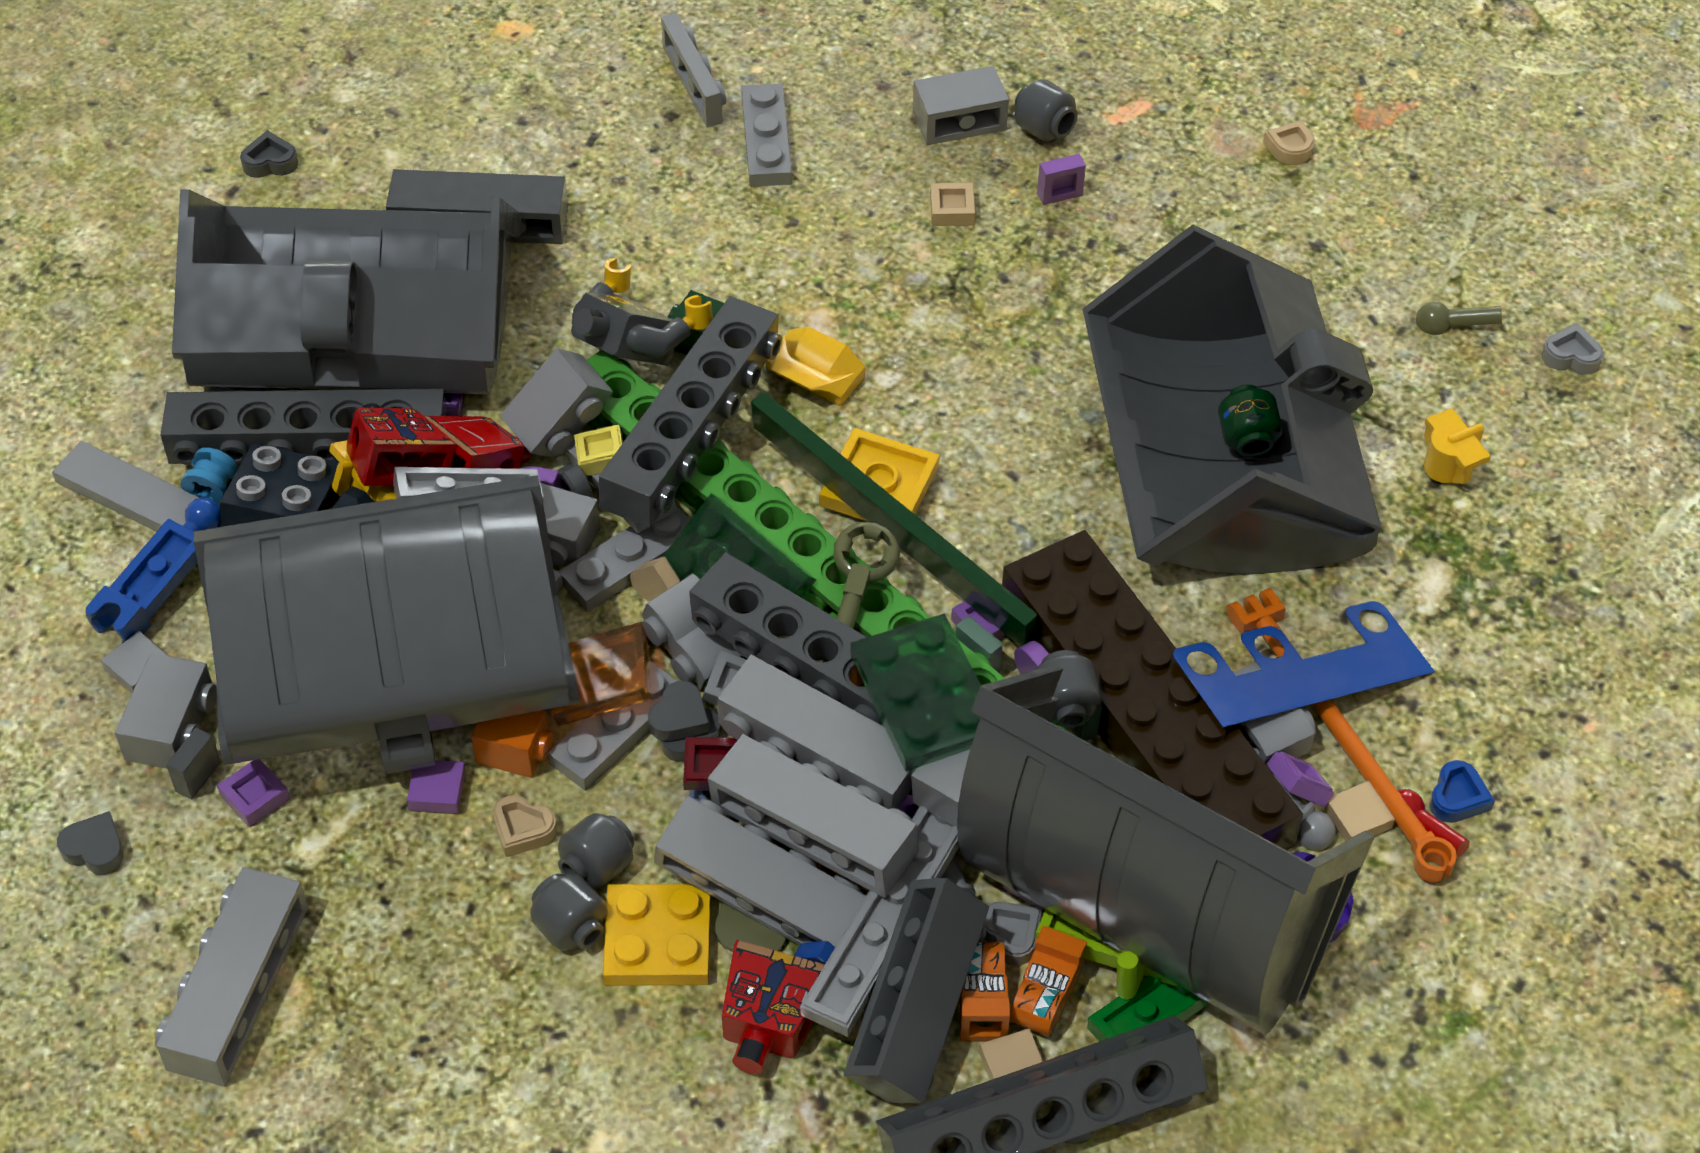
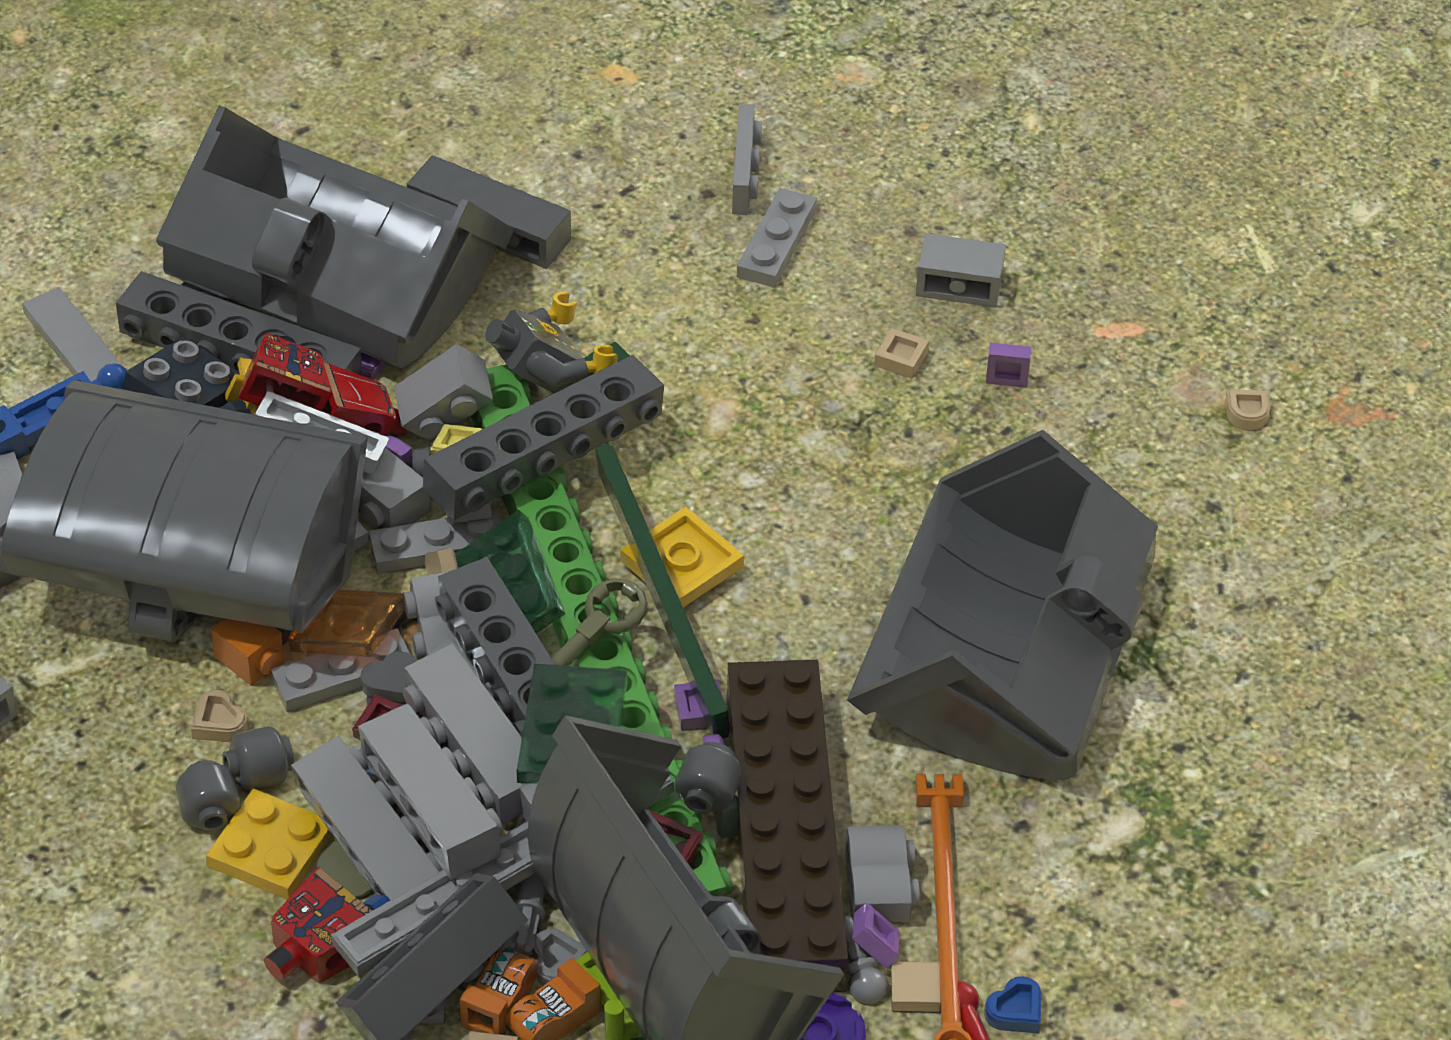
camera: 25 degrees right, 5 degrees down
(209, 474) = (138, 347): dark azure wheel -> none
(253, 792) = (27, 609): medium lavender tile -> none
(269, 155) = (347, 111): dark grey tile -> none
(437, 787) = (170, 662): medium lavender tile -> none
(818, 364) = (692, 445): yellow slope -> none
(980, 640) = (674, 717): sand green tile -> none
(1045, 110) = (1032, 300): dark grey head -> none
(1250, 420) = (1018, 622): dark green head -> none
(1299, 682) = (927, 856): blue piece -> none
(1436, 318) = (1279, 608): olive bar -> none
(1452, 448) = (1204, 718): yellow piece -> none
(1573, 350) = (1387, 681): light grey tile -> none

